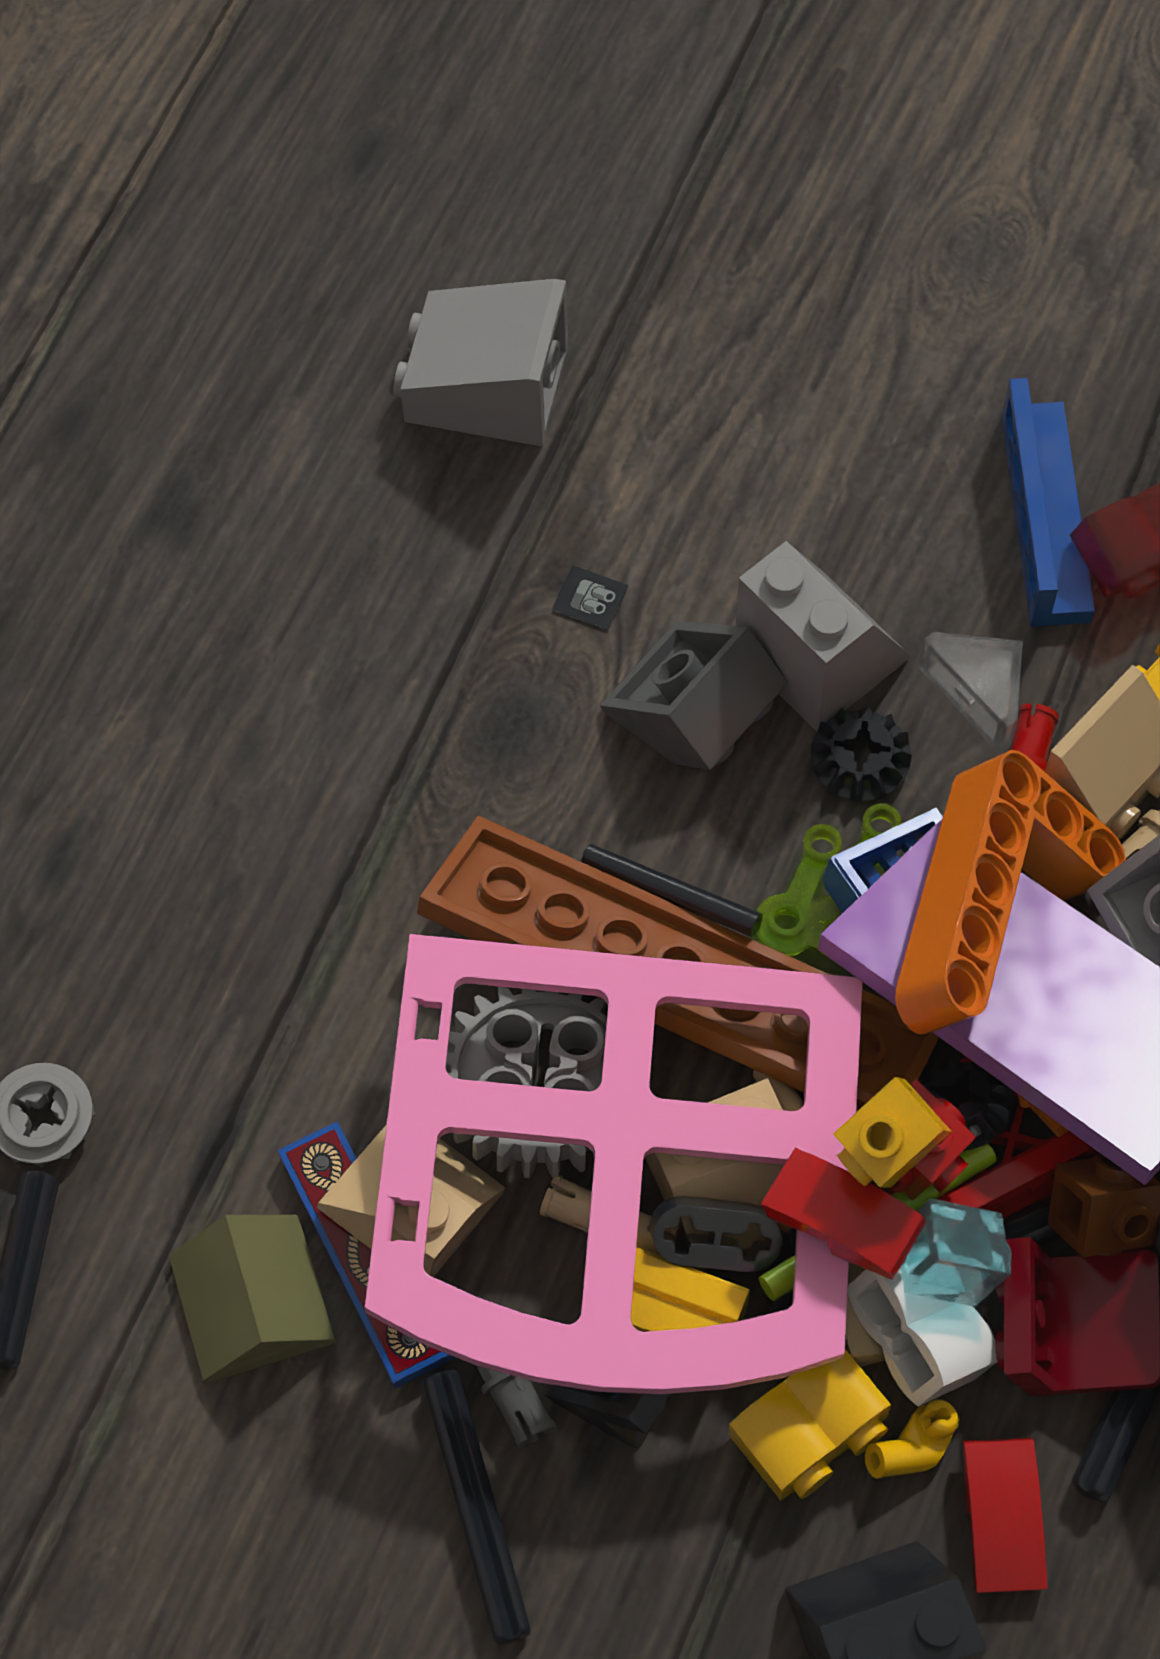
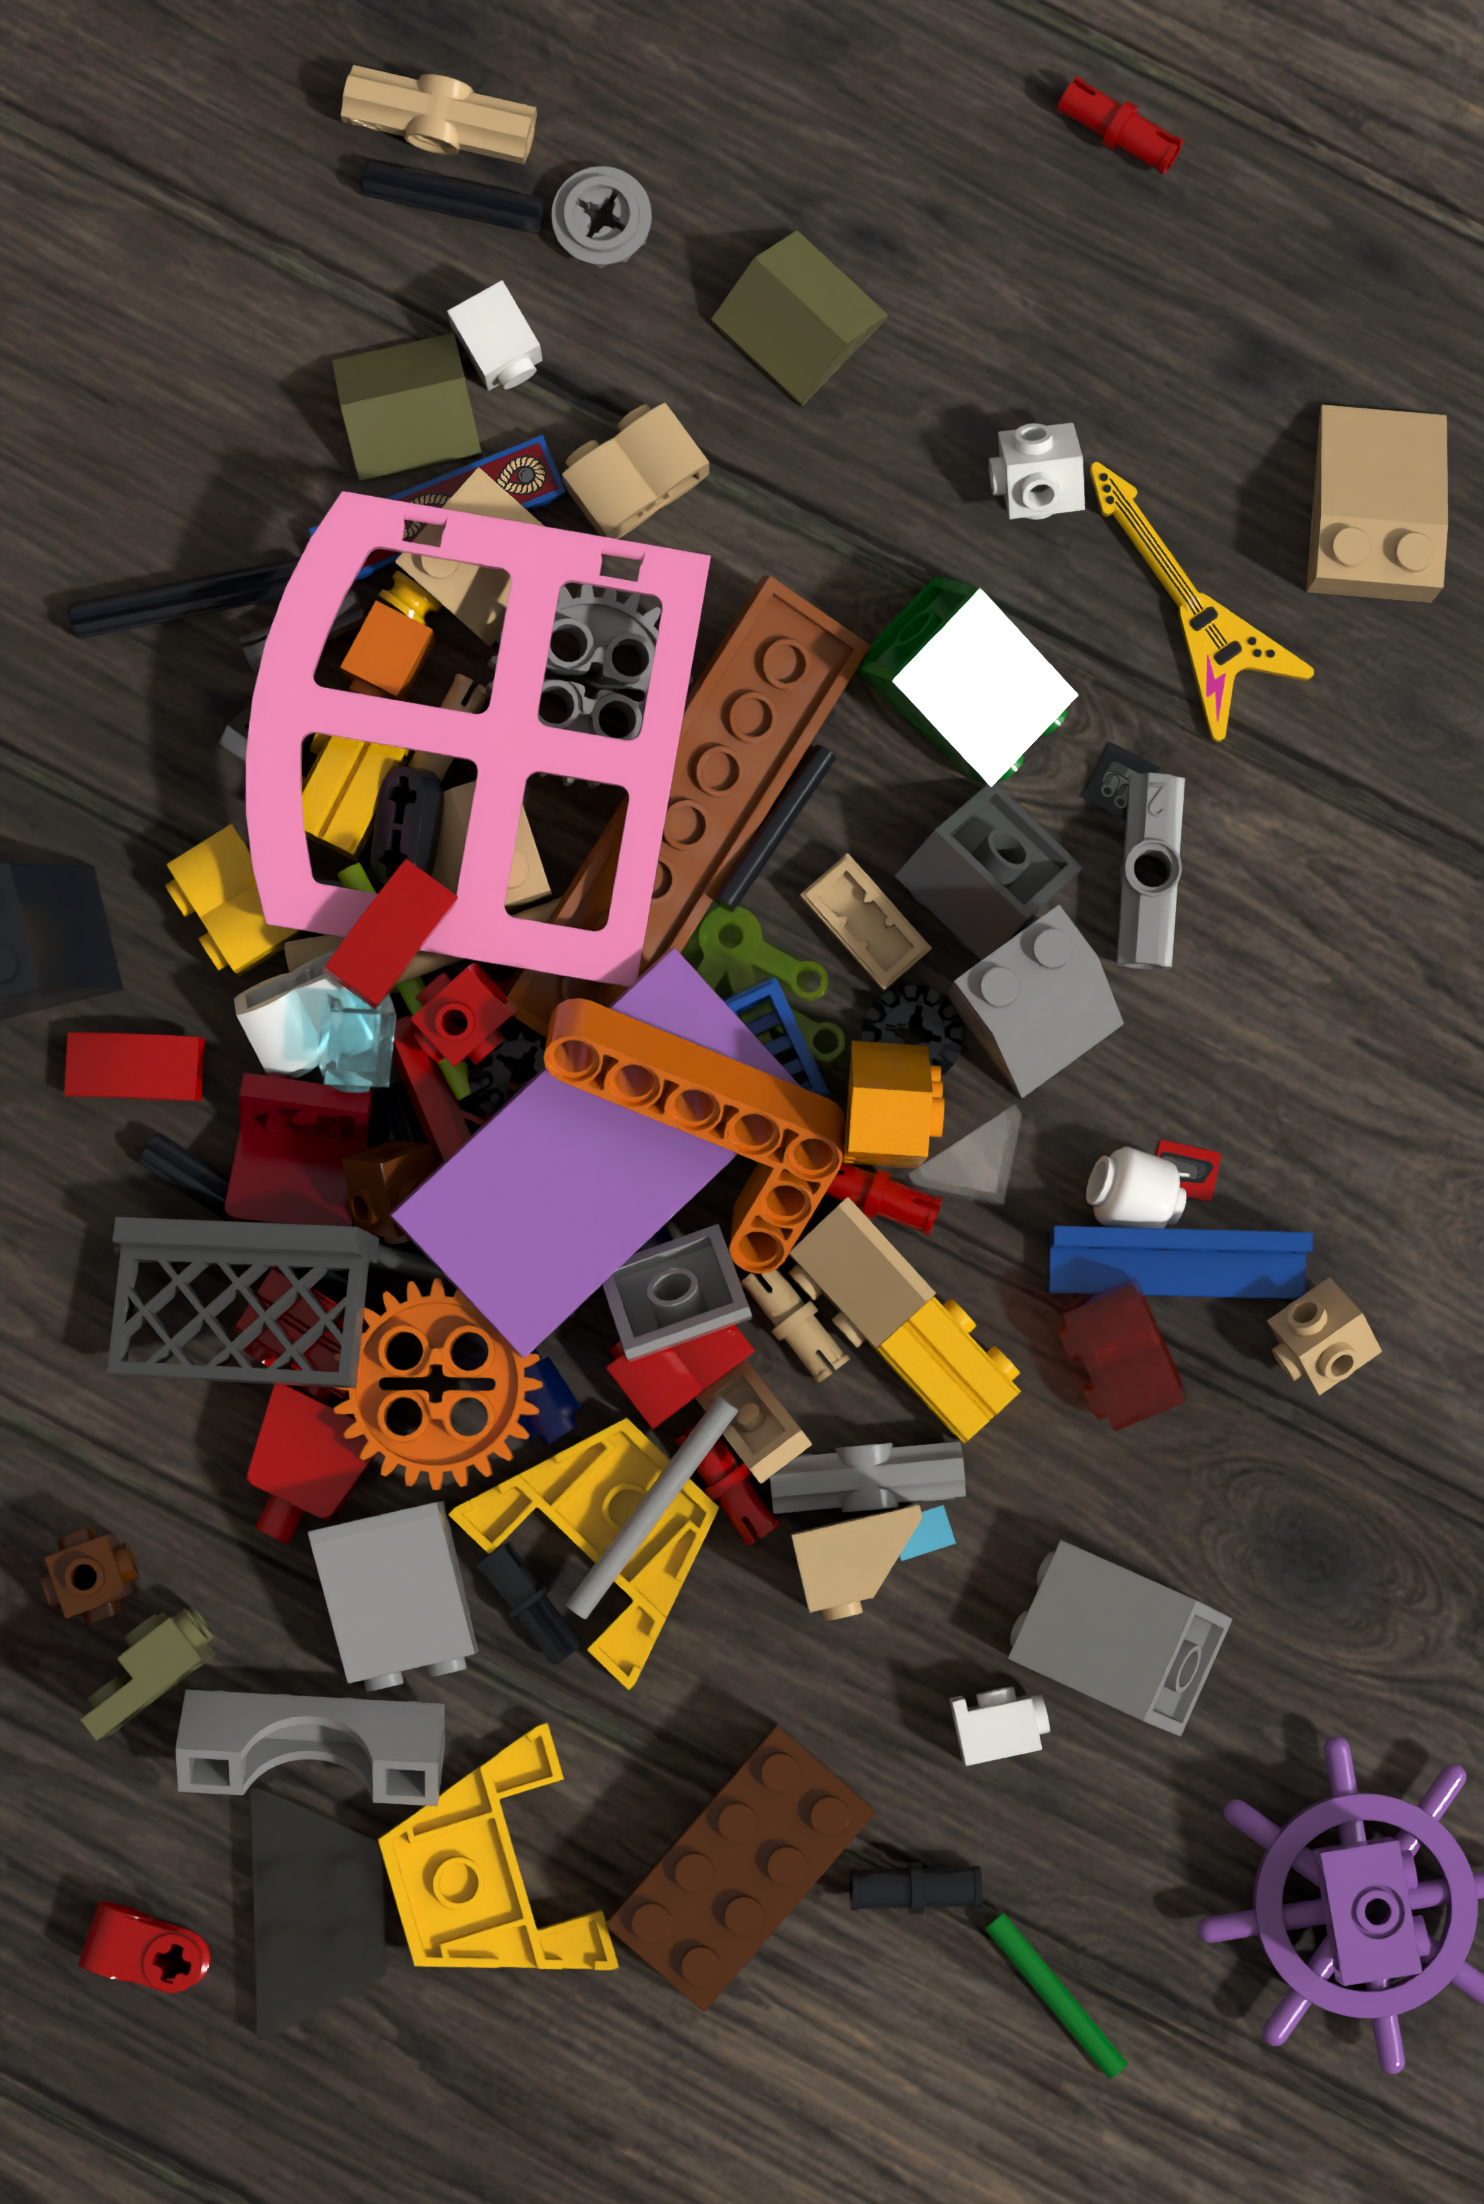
camera: 90 degrees right, 20 degrees up
(144, 916) = (797, 316): none -> olive slope
(174, 1201) = (496, 337): none -> white brick
(293, 672) = (1039, 471): none -> white brick
(309, 395) = (1379, 504): none -> tan slope
(313, 1052) = (635, 471): none -> tan brick
(443, 526) = (1214, 636): none -> yellow piece
(466, 1264) = (409, 598): none -> yellow bush
(487, 360) = (1397, 688): light grey slope -> none
(503, 725) = (967, 679): none -> slope
(528, 1278) = (387, 654): none -> orange brick
(642, 552) = (1153, 831): none -> light grey piece
(756, 800) = (865, 922): none -> tan plate
(889, 1135) = (443, 977): yellow brick -> none
(918, 1445) = (203, 997): yellow arm -> none
(948, 722) = (892, 1105): none -> light orange wedge
(955, 516) = (1195, 1166): none -> red sticker
(988, 542) = (1135, 1190): none -> white head
(1100, 376) = (1322, 1337): none -> tan brick

